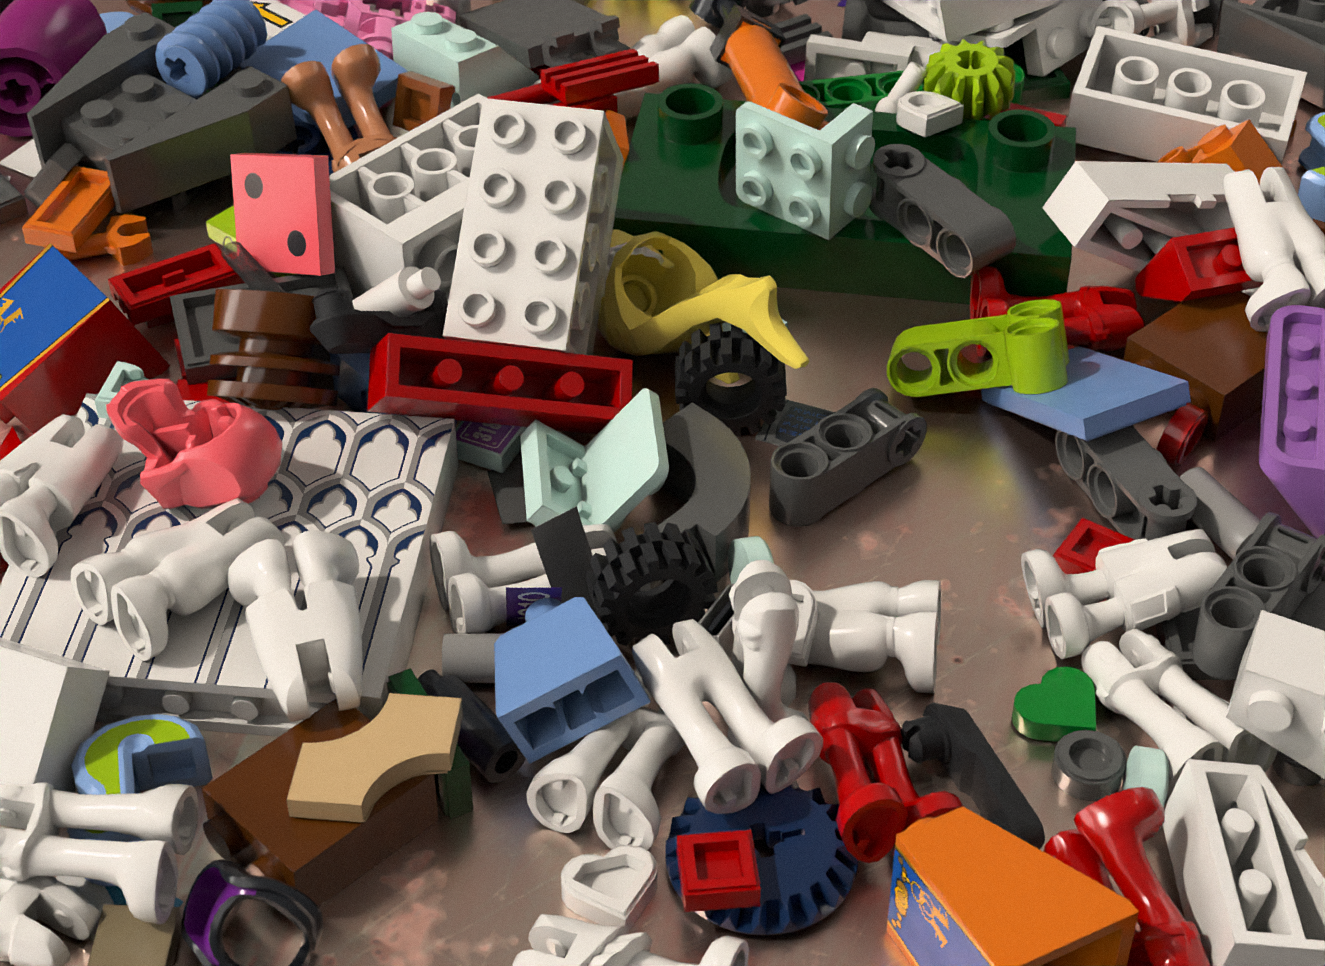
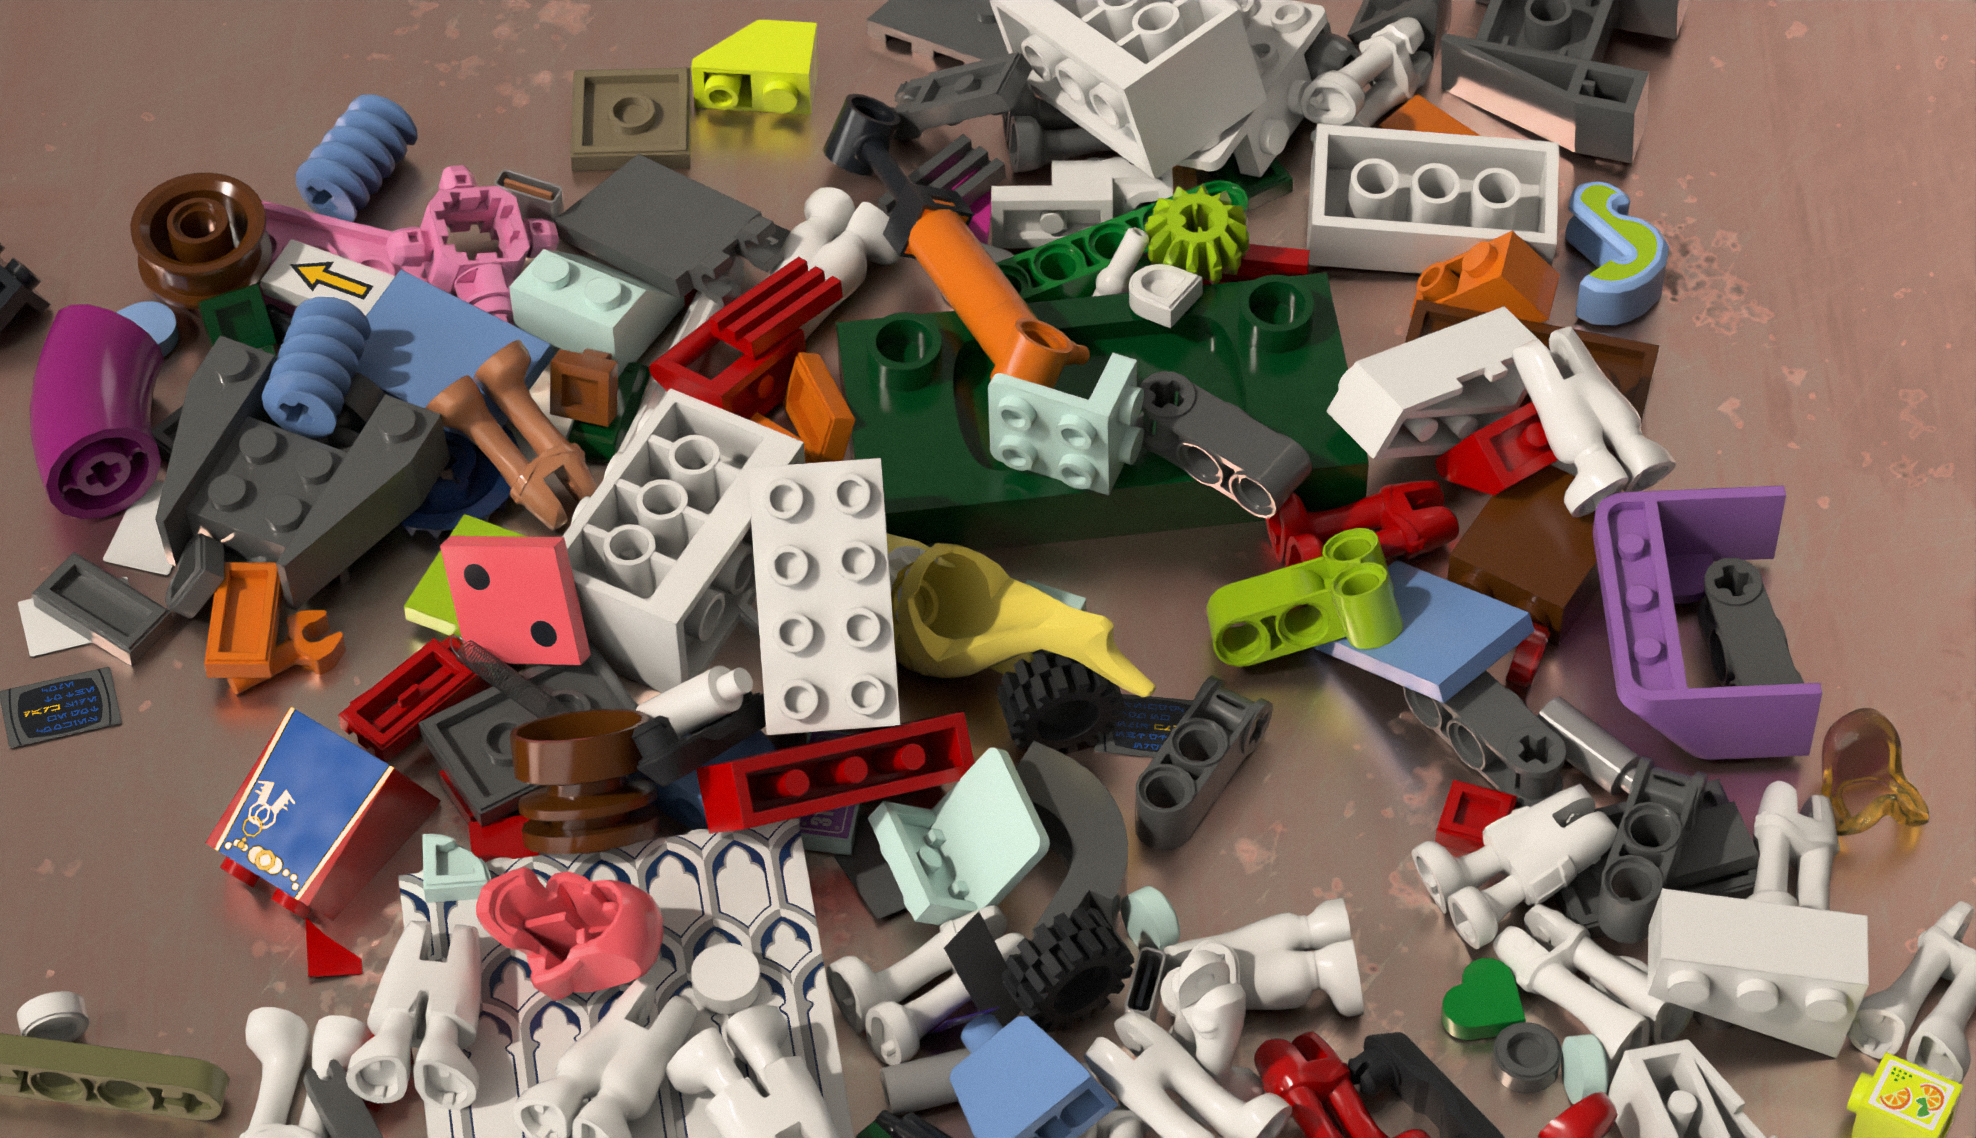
camera: 15 degrees left, 10 degrees up
(327, 512) = (726, 978): none -> white tile

